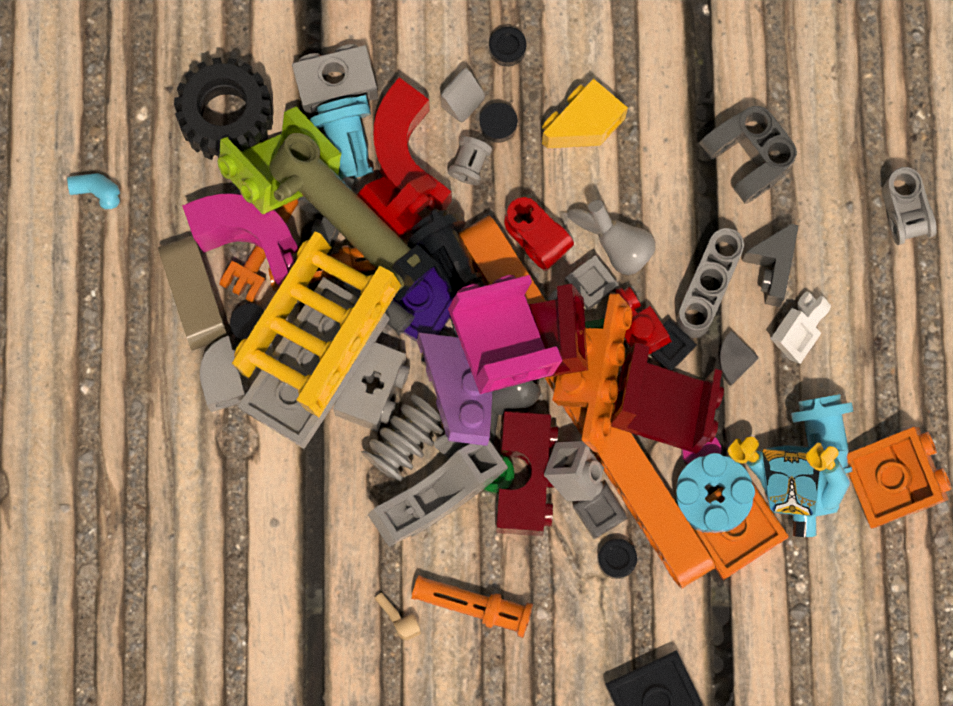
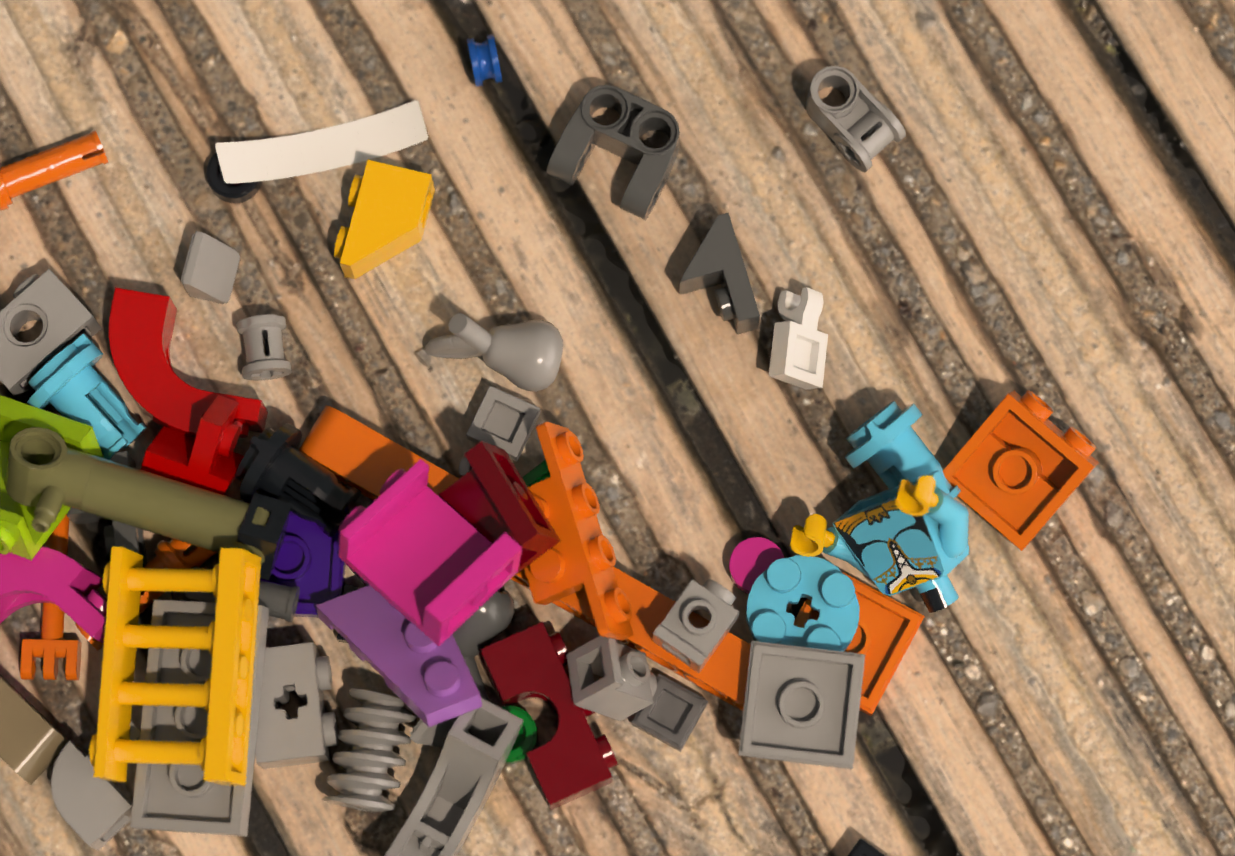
camera: 25 degrees left, 0 degrees up
(244, 320) = (81, 708): black tile -> none
(498, 122) = (274, 278): black tile -> none
(540, 237) = (407, 398): red piece -> none
(570, 58) = (322, 148): none -> white sticker
(617, 559) = (719, 762): black tile -> none
(638, 478) = (693, 644): none -> light grey brick
(645, 325) = (606, 448): red plate -> none
(666, 403) = (680, 528): dark red panel -> none
(676, 351) = (645, 452): black tile -> none
(683, 549) = (801, 705): none -> light grey tile
(697, 55) = (484, 60): none -> blue bush
(710, 265) = (657, 319): light grey beam -> none
(735, 358) = (737, 424): flat silver tile -> none

